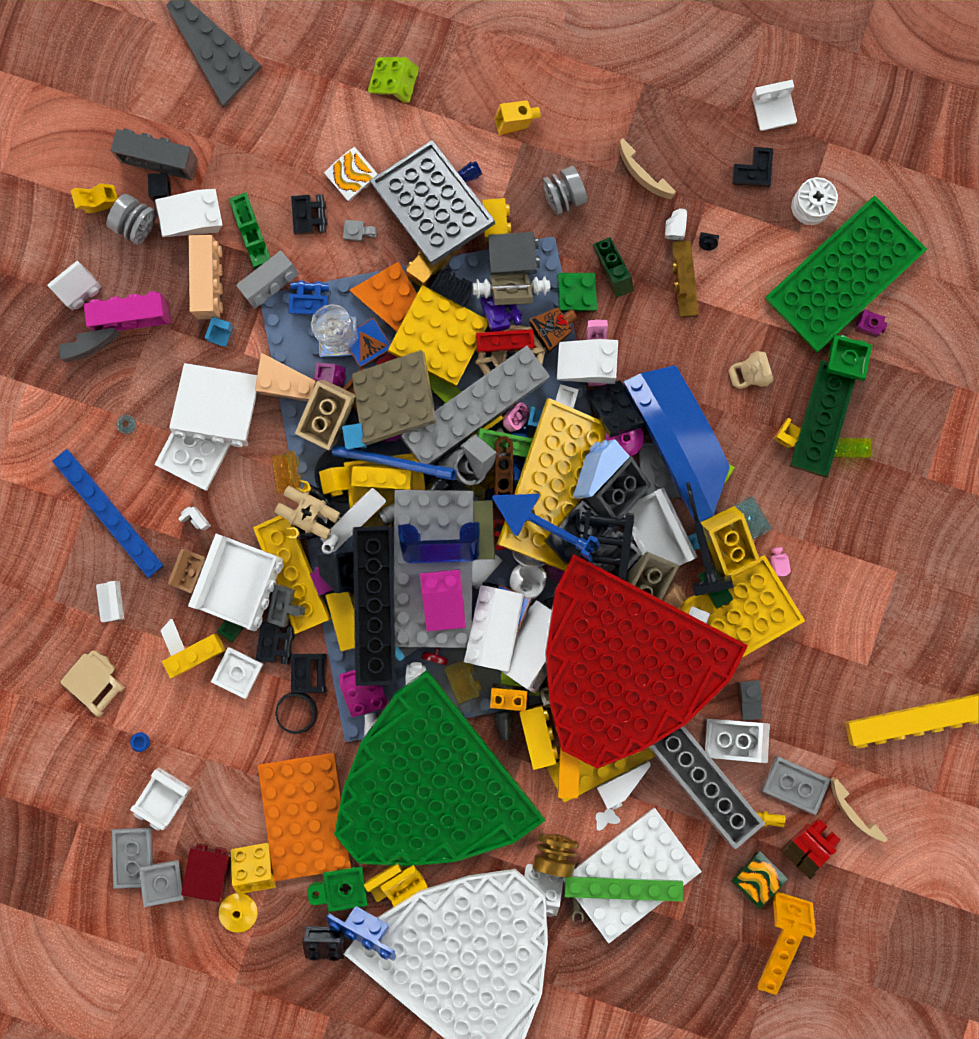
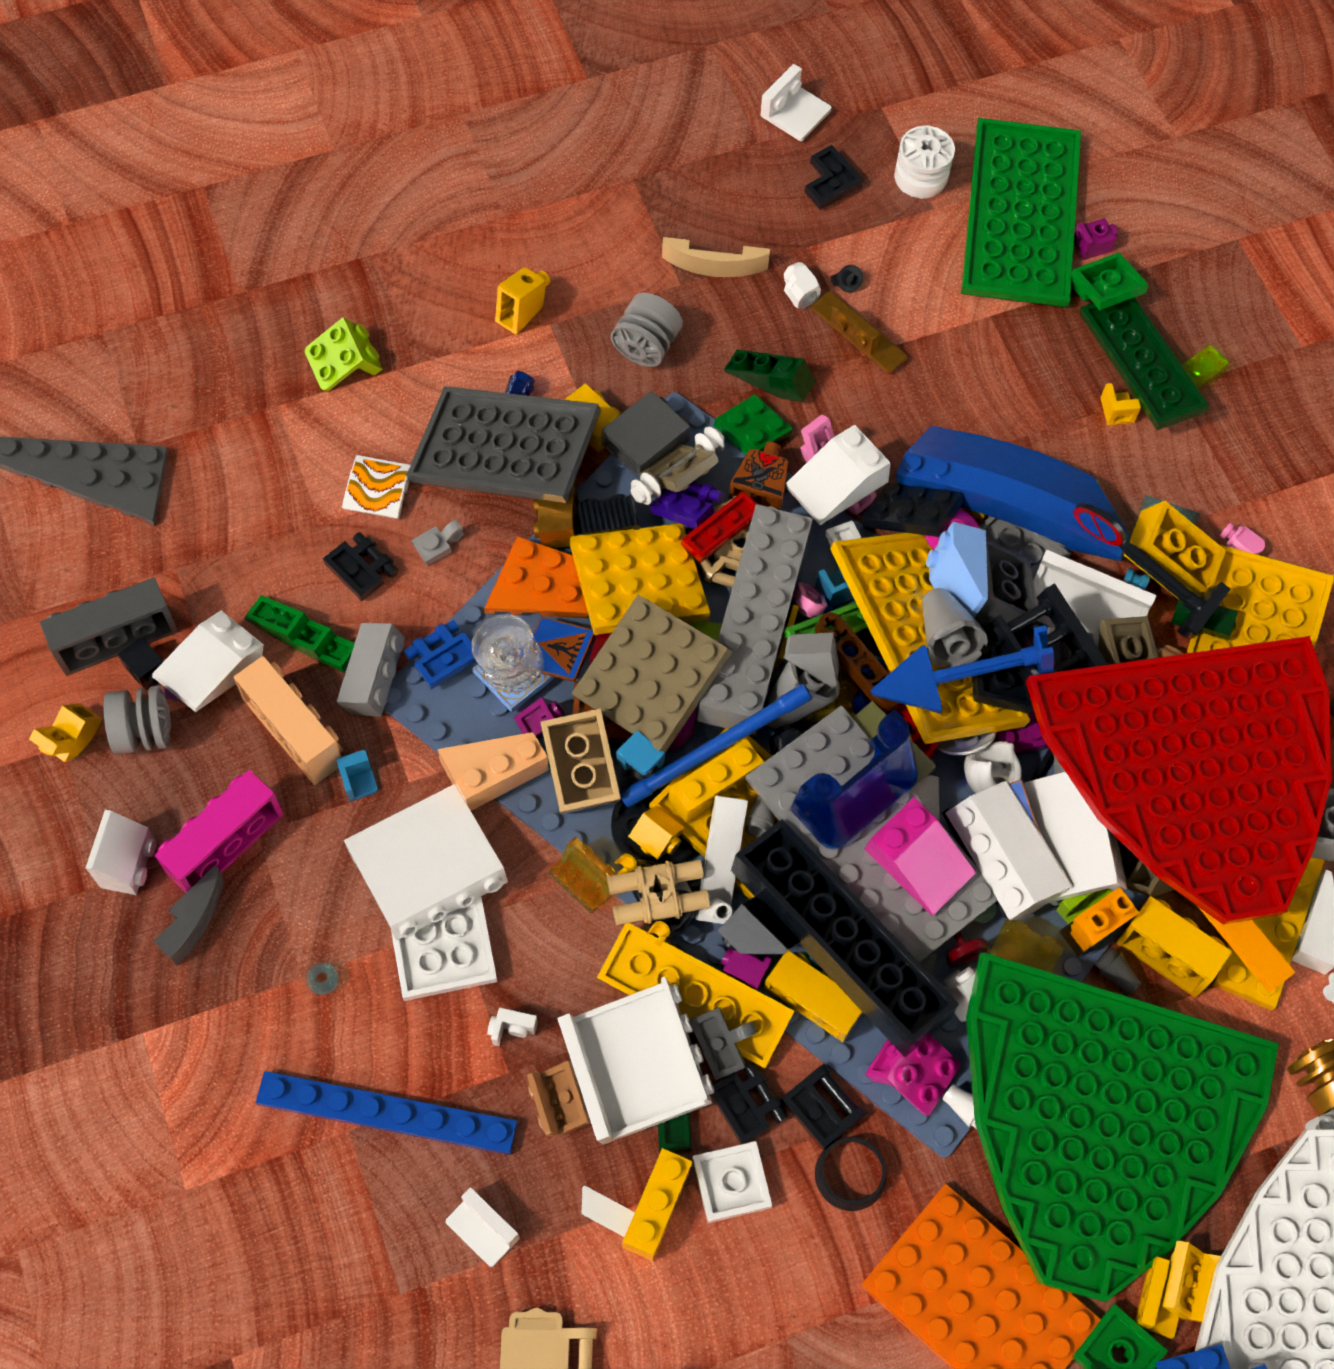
camera: 45 degrees left, 20 degrees down
(563, 494) = (950, 630): none -> light grey cone
(754, 371) = (1023, 365): tan piece -> none

